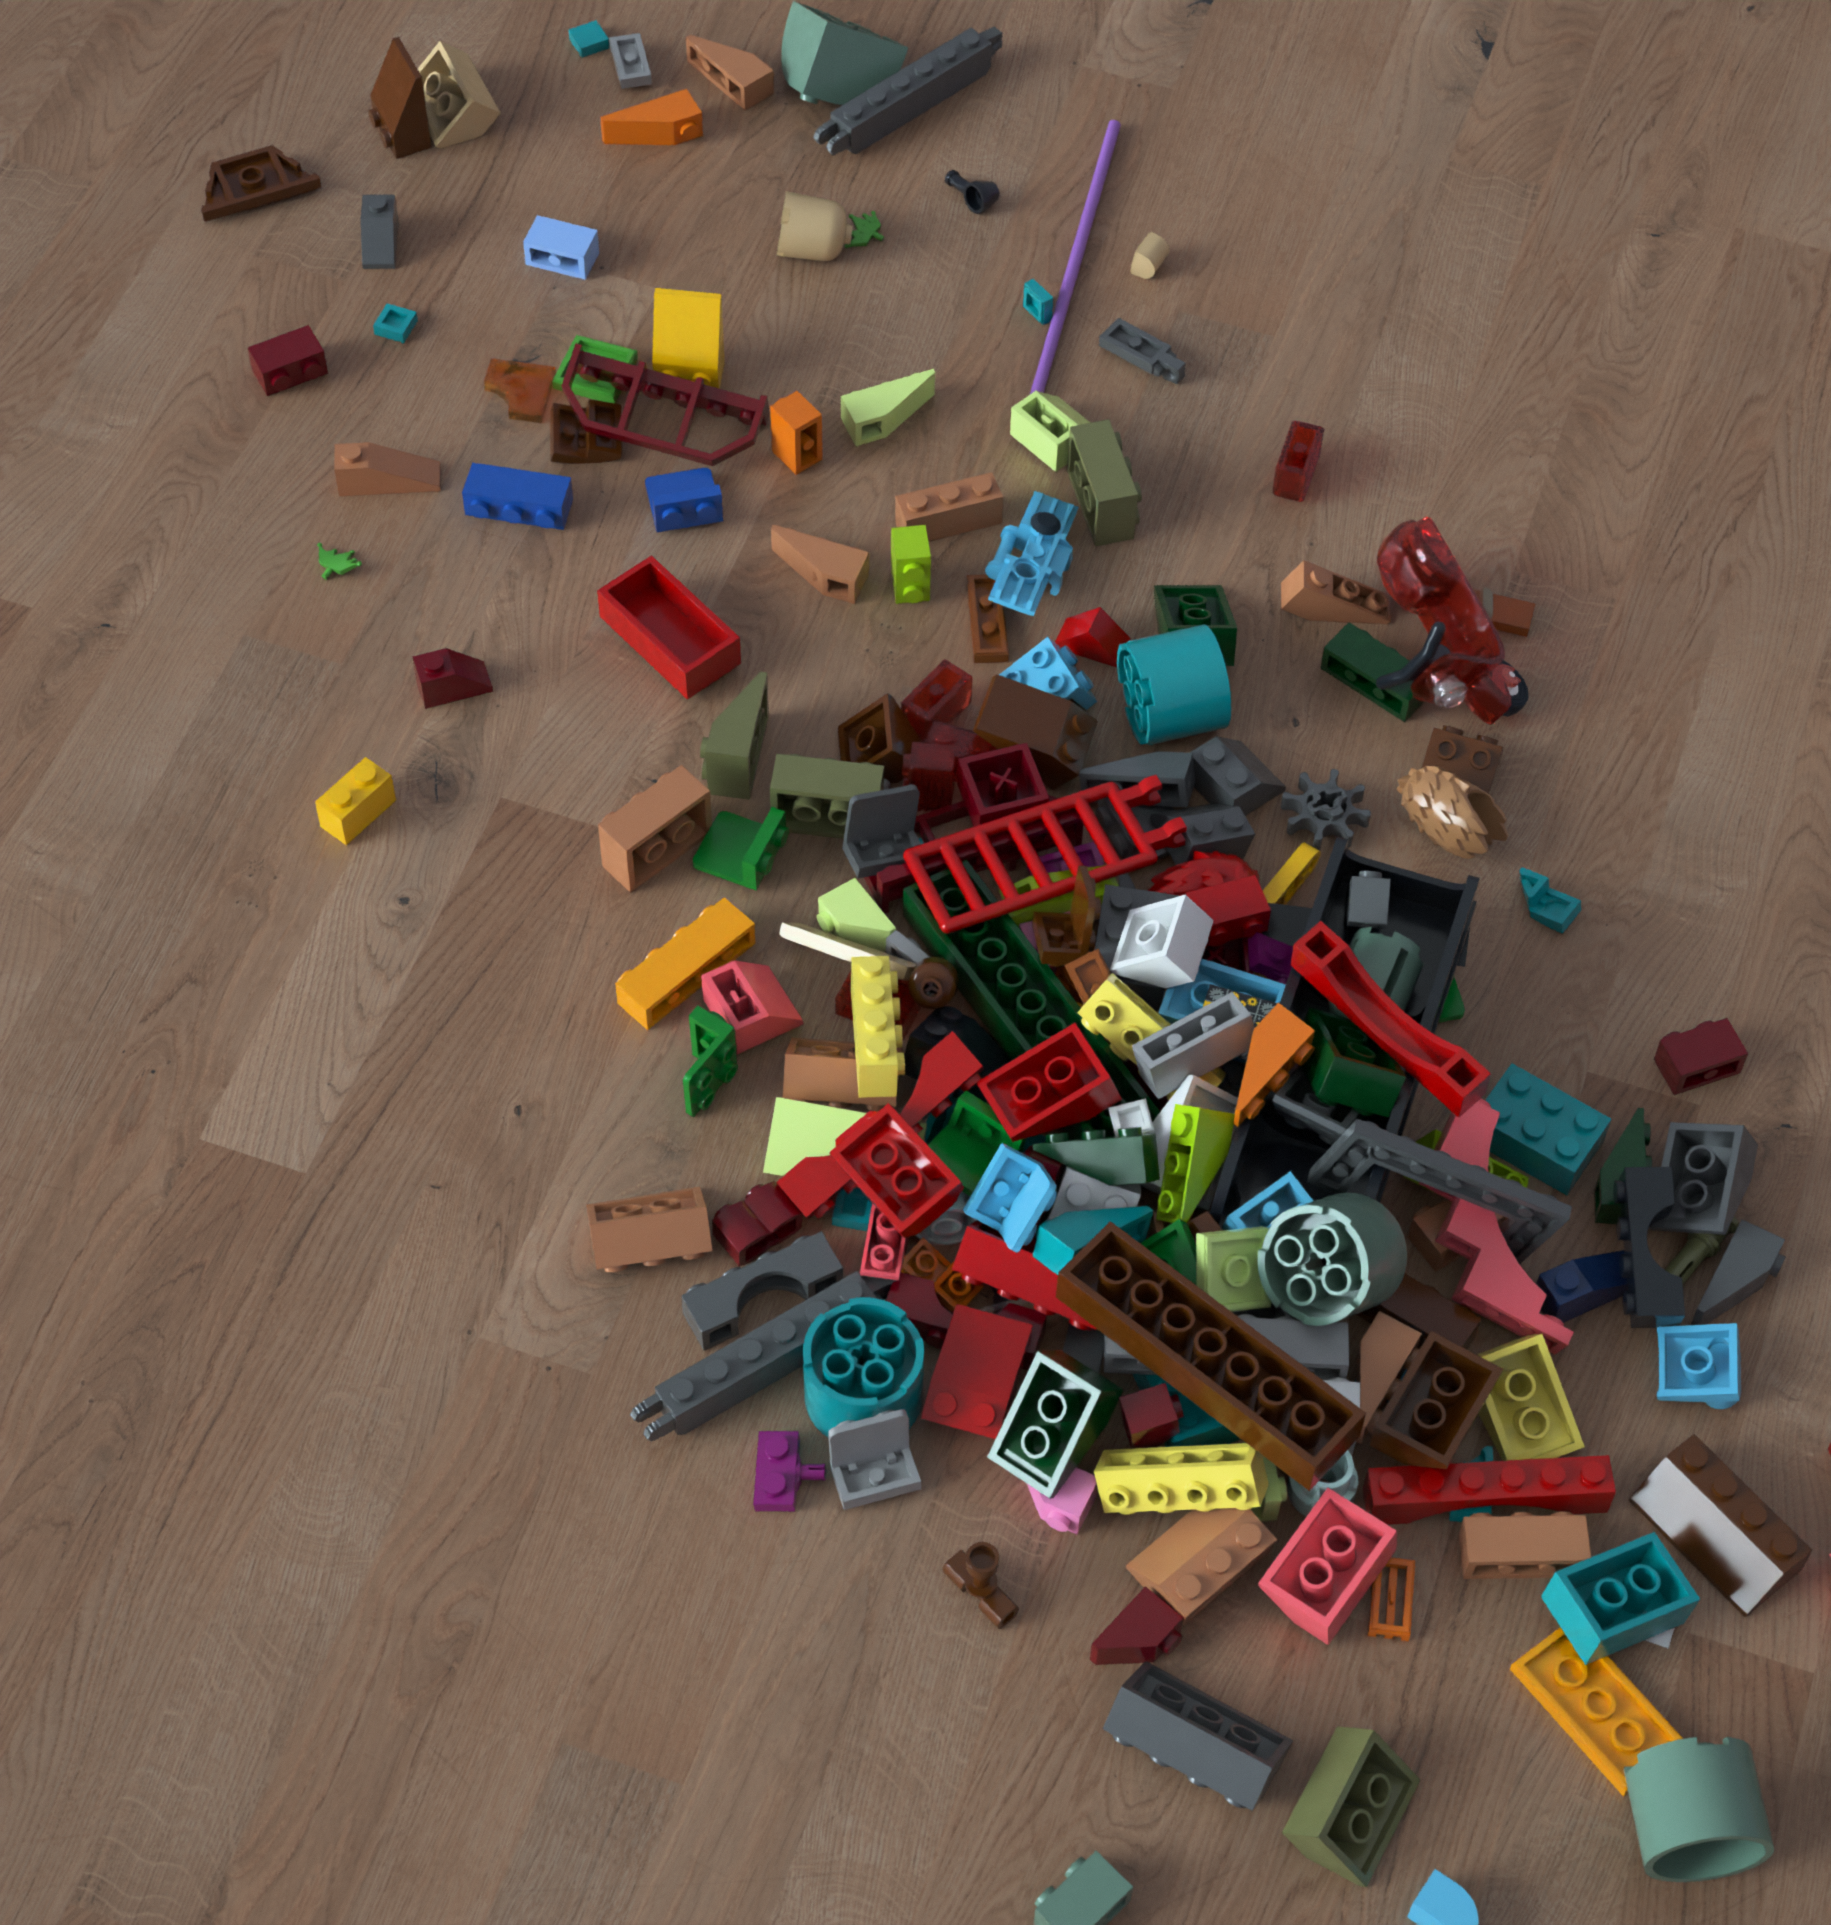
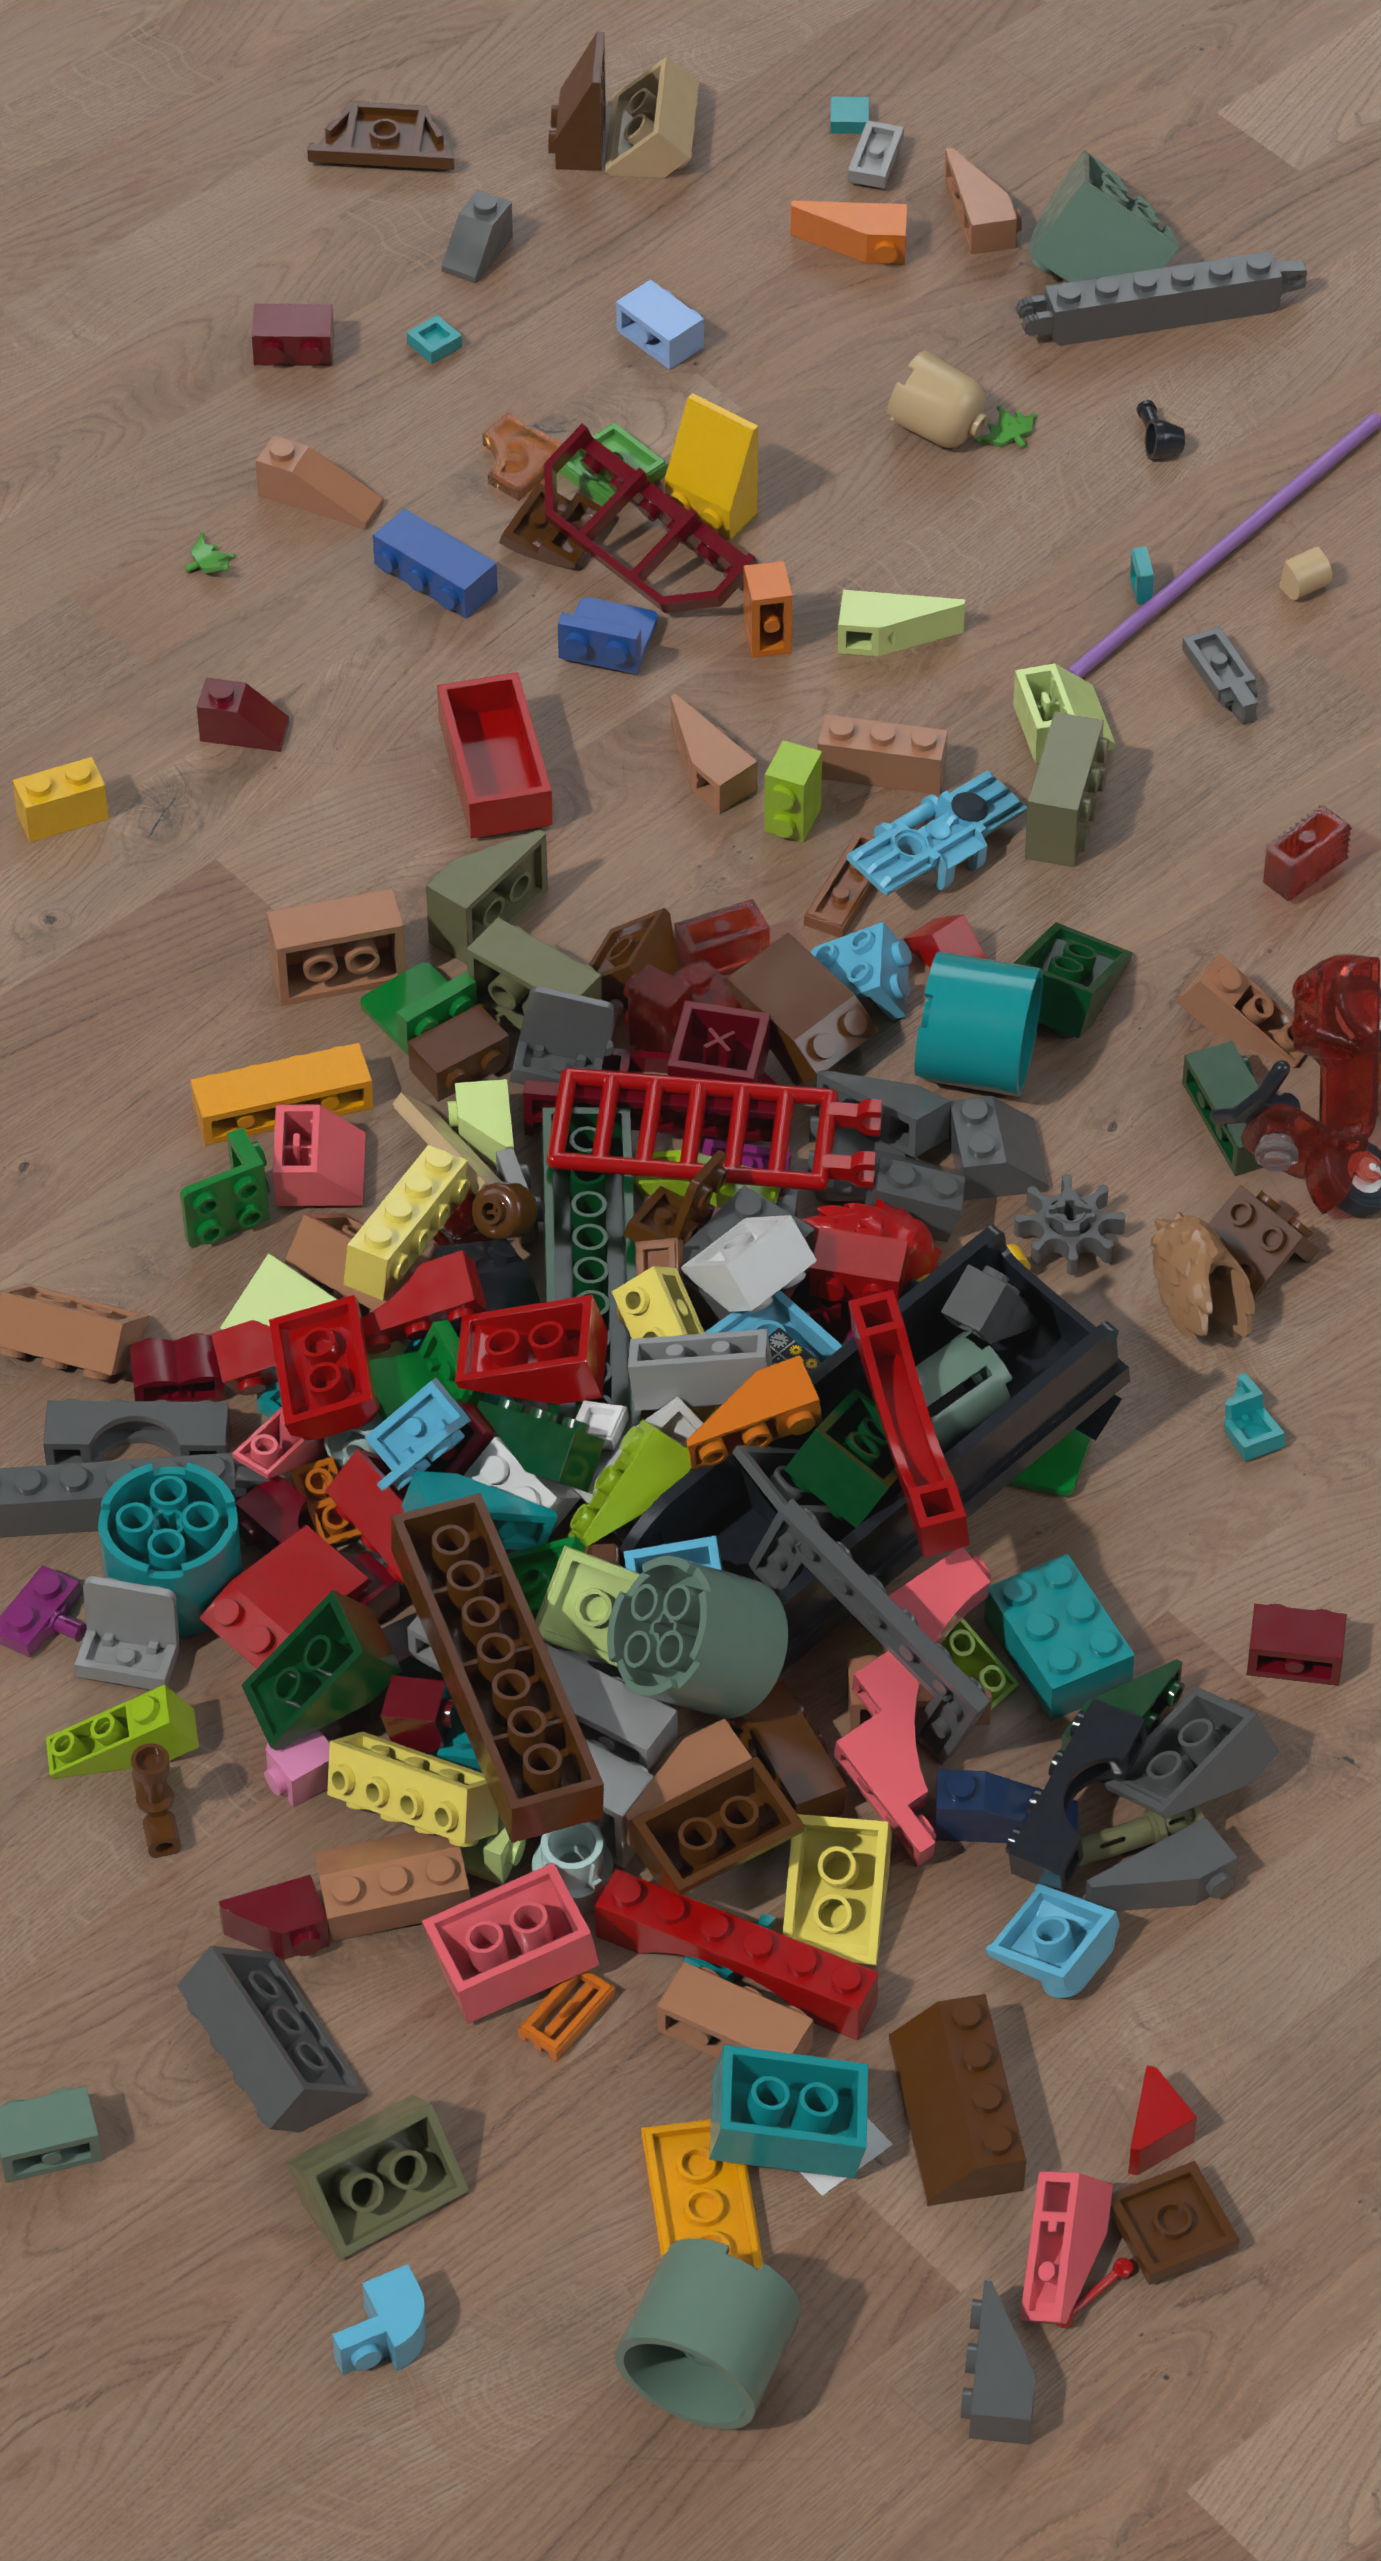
camera: 30 degrees right, 5 degrees down
(797, 872) = (459, 1052): none -> reddish brown brick
(917, 1543) = (111, 1737): none -> lime slope

